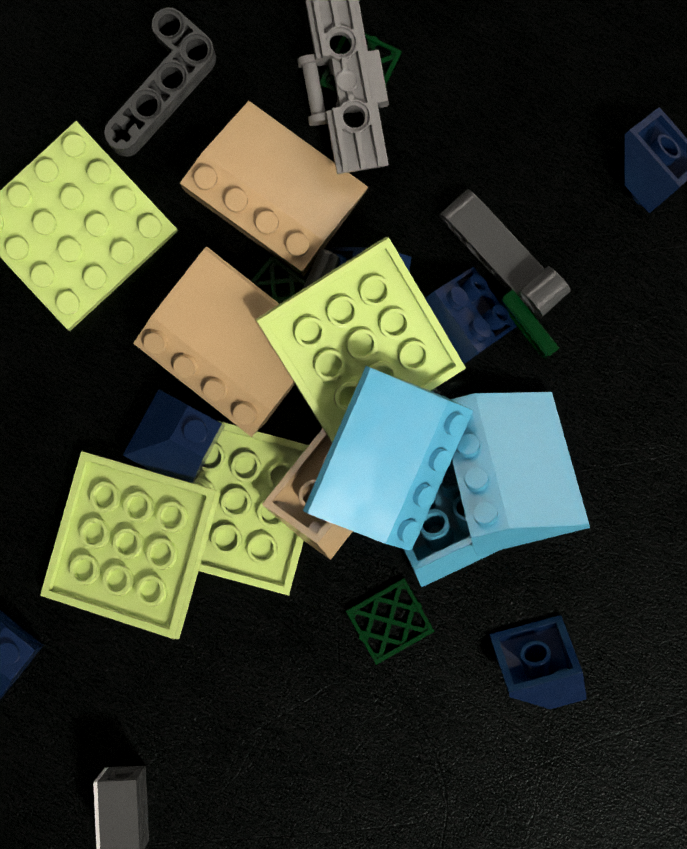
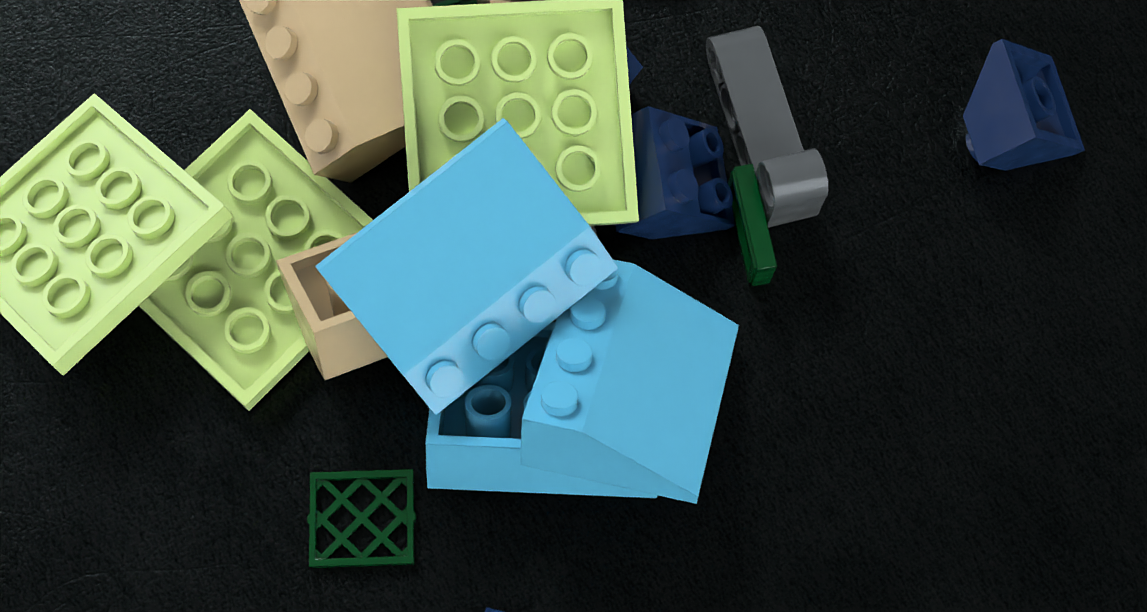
camera: 25 degrees right, 15 degrees down
(173, 438) = (219, 131): dark blue slope -> none

